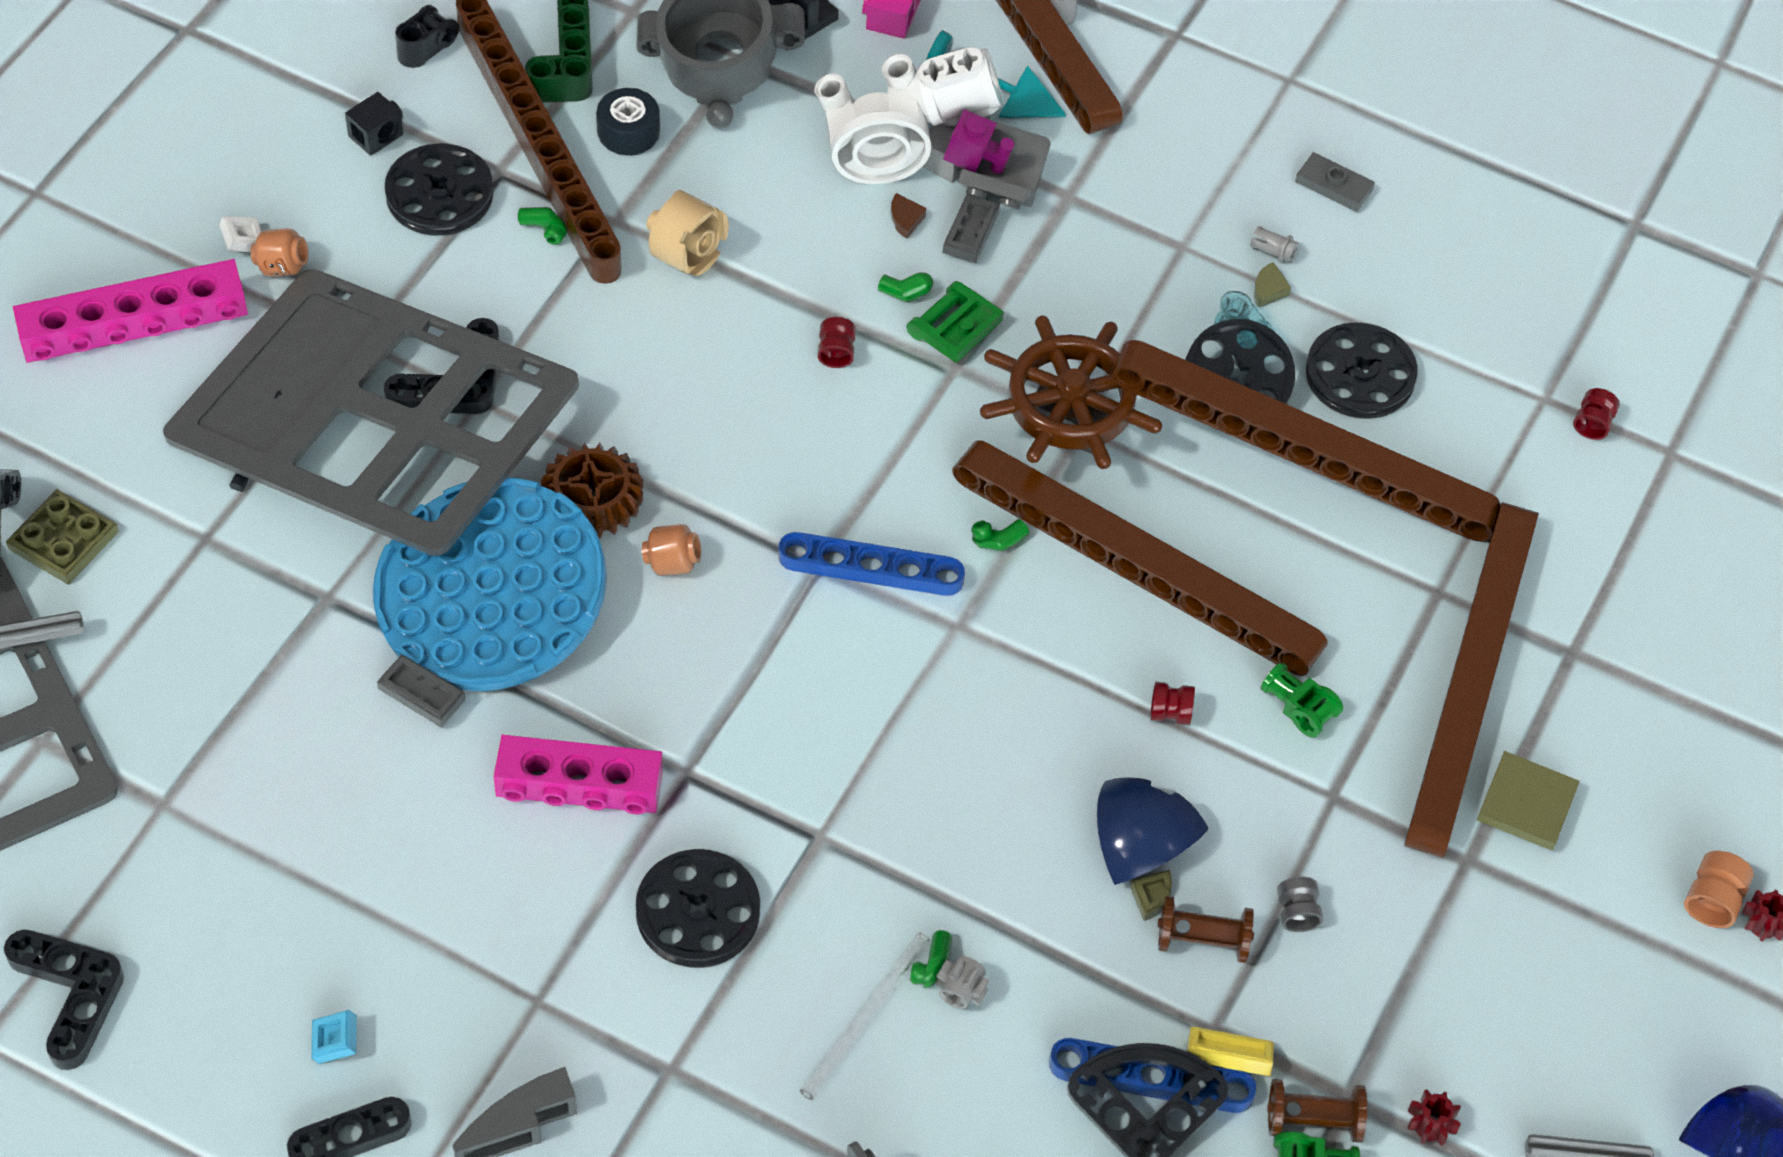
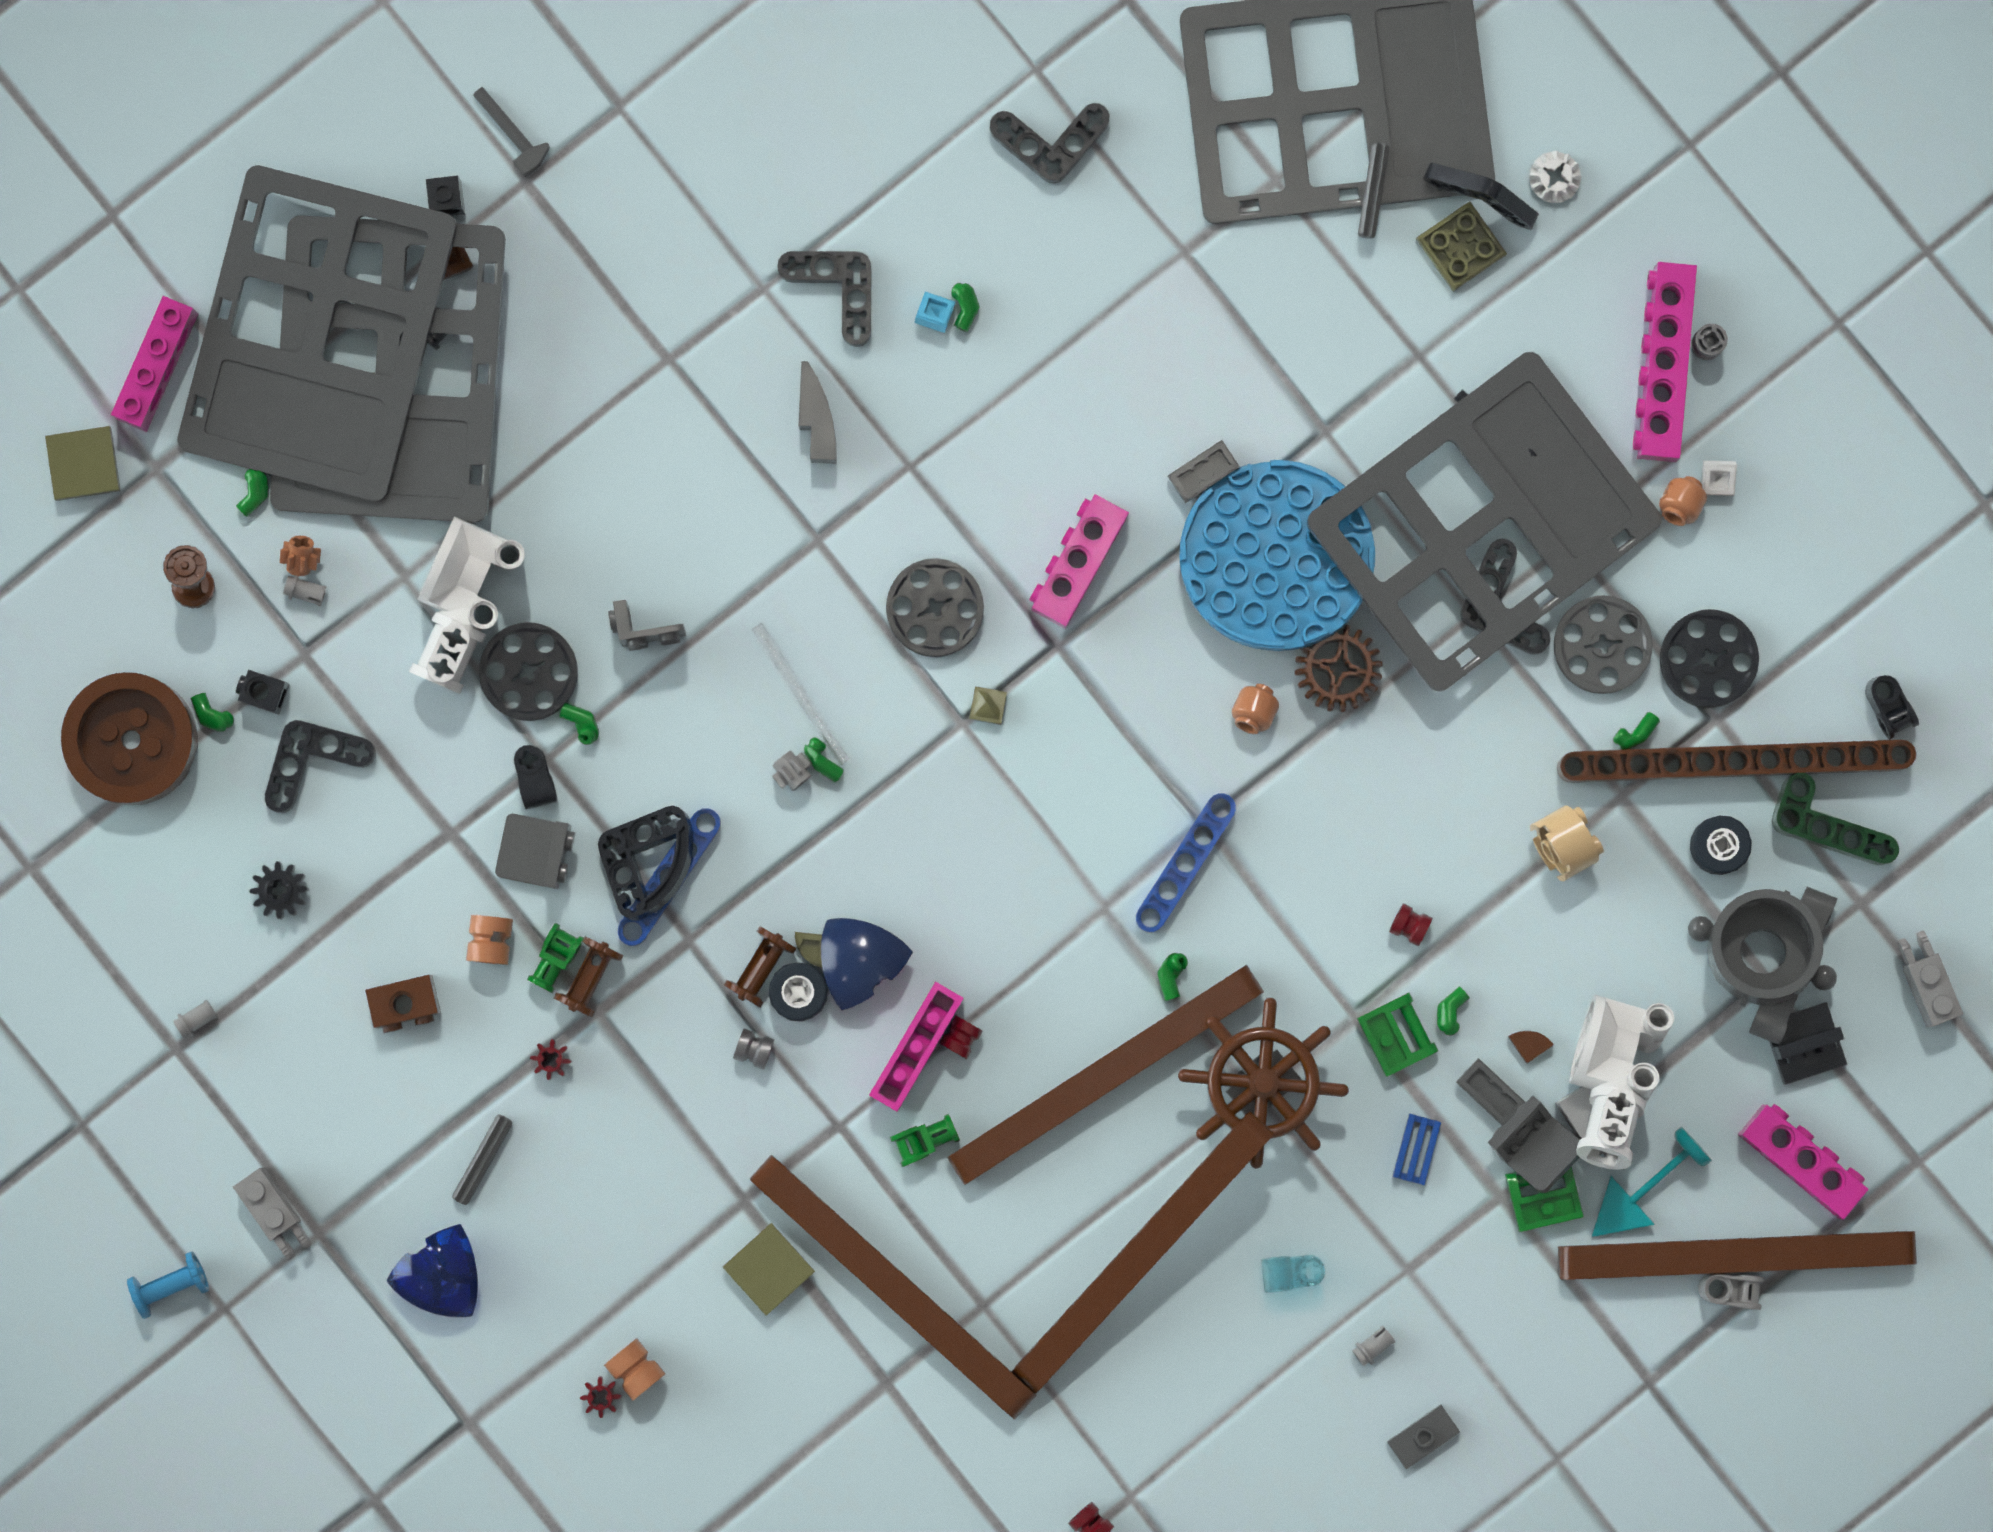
camera: 115 degrees right, 30 degrees up
(92, 273) = (1706, 347): none -> flat silver wheel
(312, 1003) = (968, 303): none -> green arm
(374, 123) = (1801, 628): black brick -> none
(469, 267) = (1611, 631): none -> dark grey wedge
(787, 813) = (988, 705): none -> olive tile
(973, 142) = (1558, 1121): magenta brick -> none
(1060, 268) = (1416, 1150): none -> blue tile
(1065, 157) = (1544, 1208): none -> green plate
(1208, 735) = (916, 1046): none -> dark pink brick
(1223, 873) = (798, 991): none -> black wheel
(1232, 1050) = (661, 940): light yellow tile -> none
(1248, 360) = (1251, 1253): black wedge -> none
(1270, 285) = (1334, 1321): olive tile -> none
(1356, 381) = (1228, 1343): black wedge -> none

